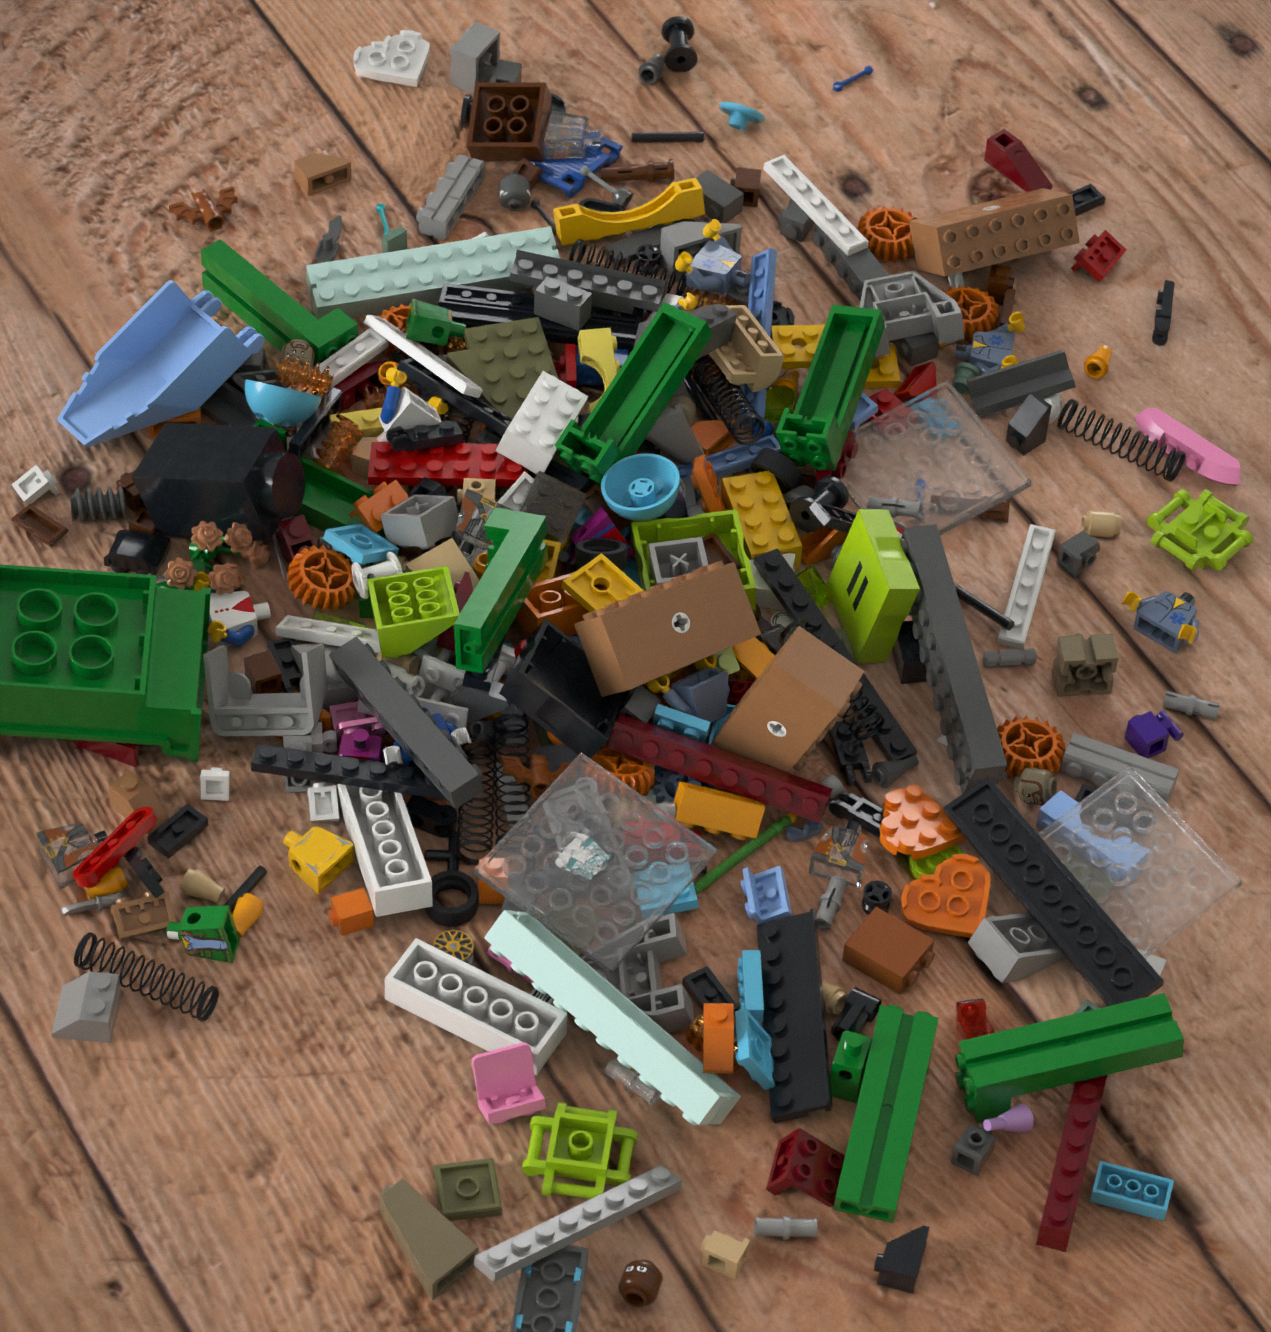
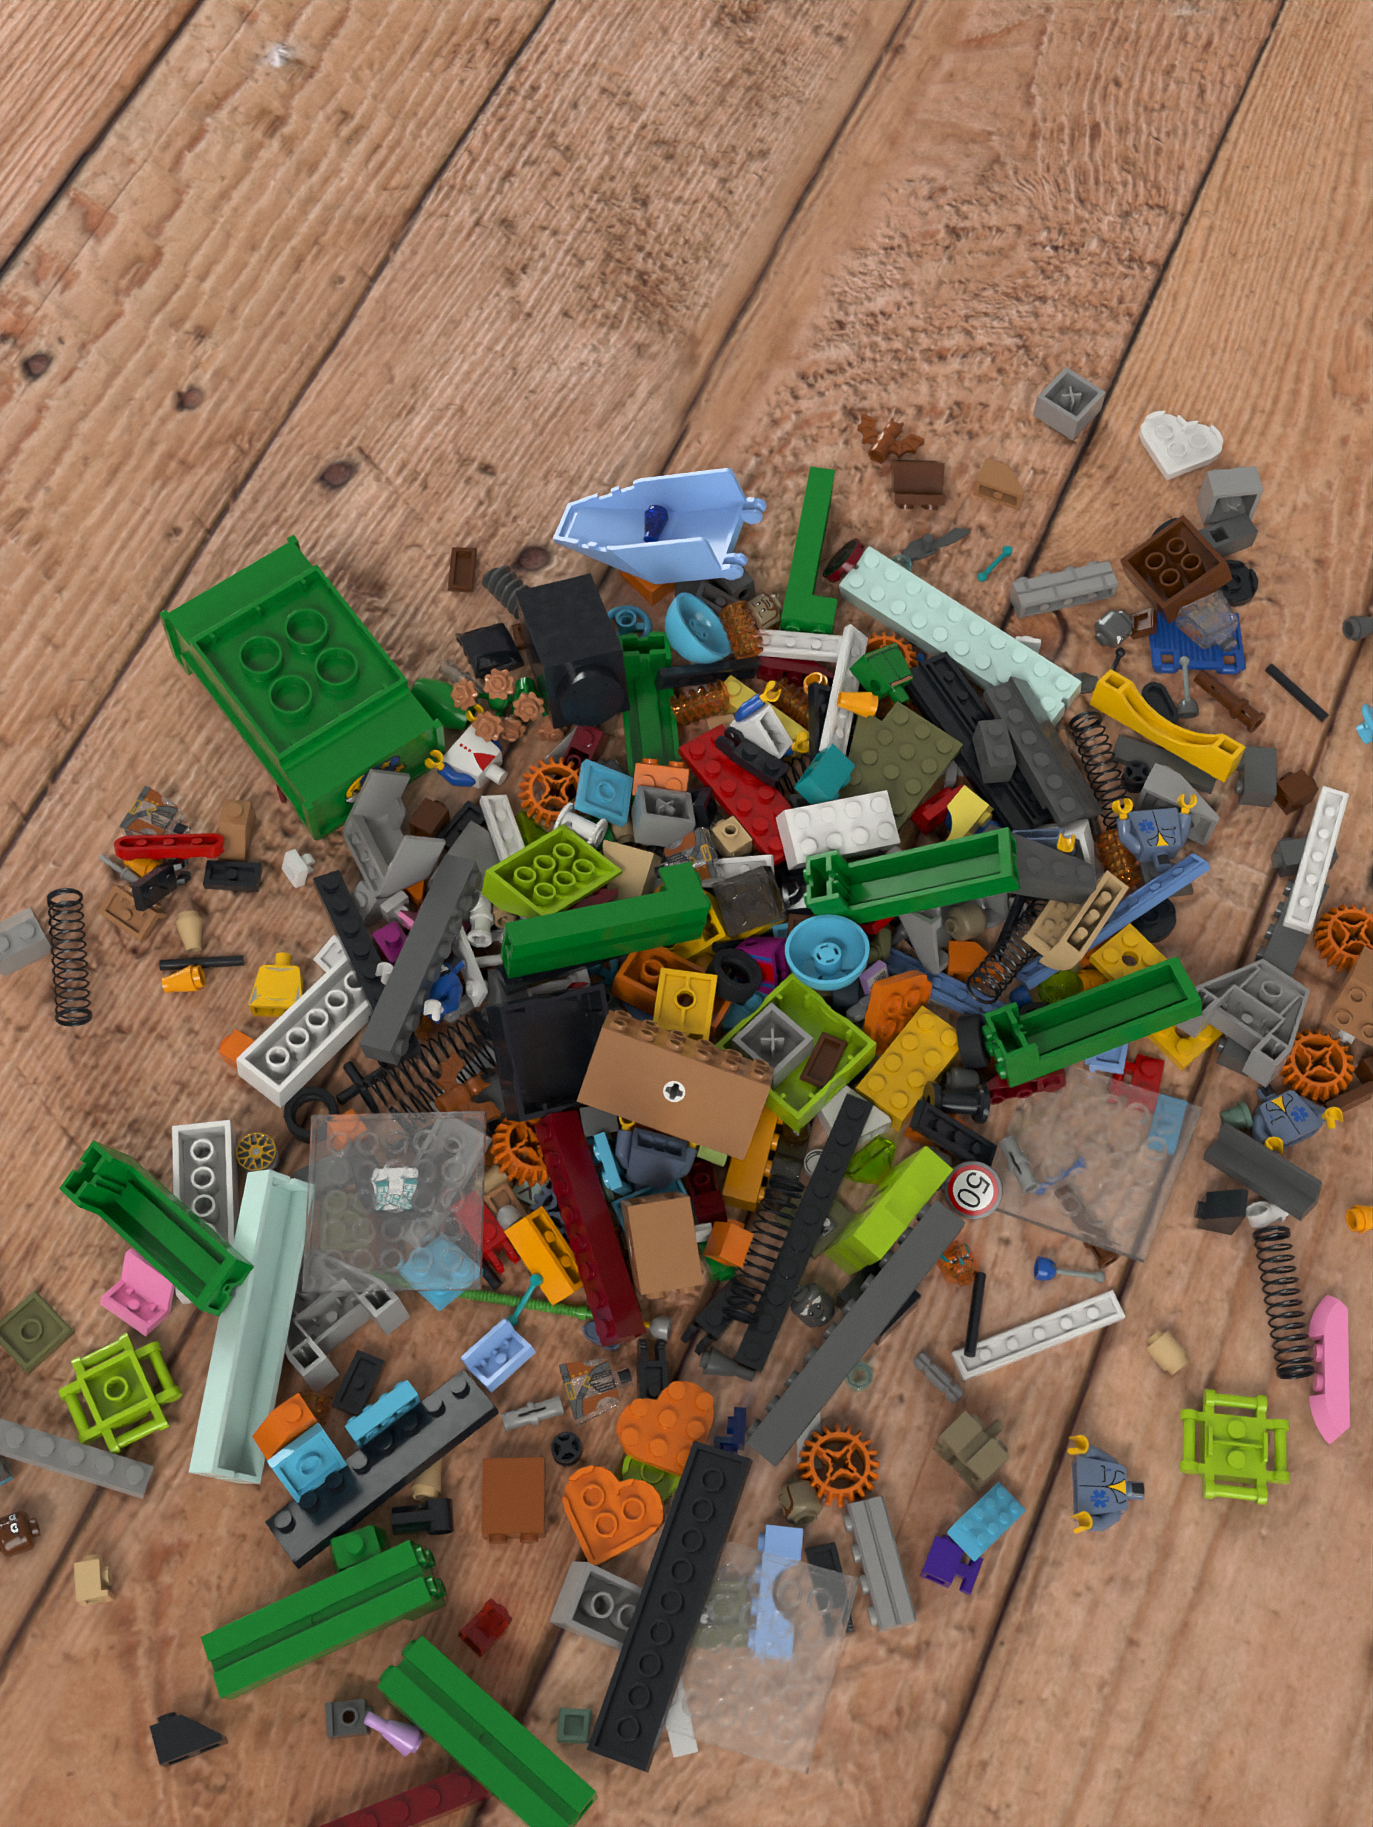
camera: 55 degrees right, 15 degrees up
(35, 484) = (497, 537): white bracket -> none
(141, 372) = (654, 523): none -> clear blue cone
(207, 933) = (135, 960): green torso -> none
(272, 212) = (917, 483): none -> reddish brown bracket
(296, 88) = (1069, 403): none -> light grey brick
(298, 285) = (844, 560): none -> tile
(395, 240) = (972, 586): sand green tile -> none
(449, 345) = (860, 703): none -> light orange cone
(472, 1024) = (158, 1226): none -> green brick
(490, 401) = (825, 776): none -> teal brick
(731, 828) = (535, 1280): none -> teal hinge
(785, 1227) = (156, 1612): light grey pin -> none
(808, 1165) = (227, 1588): dark red bracket -> none
(895, 687) = (812, 1305): none -> dark grey head
(917, 382) = (1195, 1085): red slope -> none
(948, 786) = (736, 1427): none -> clear blue bracket
(982, 549) = (1046, 1269): none -> hinge
(1078, 553) = (1113, 1355): dark grey brick -> none
(1140, 689) = (986, 1521): none -> medium azure piece
(1191, 705) = (1016, 1577): light grey pin -> none

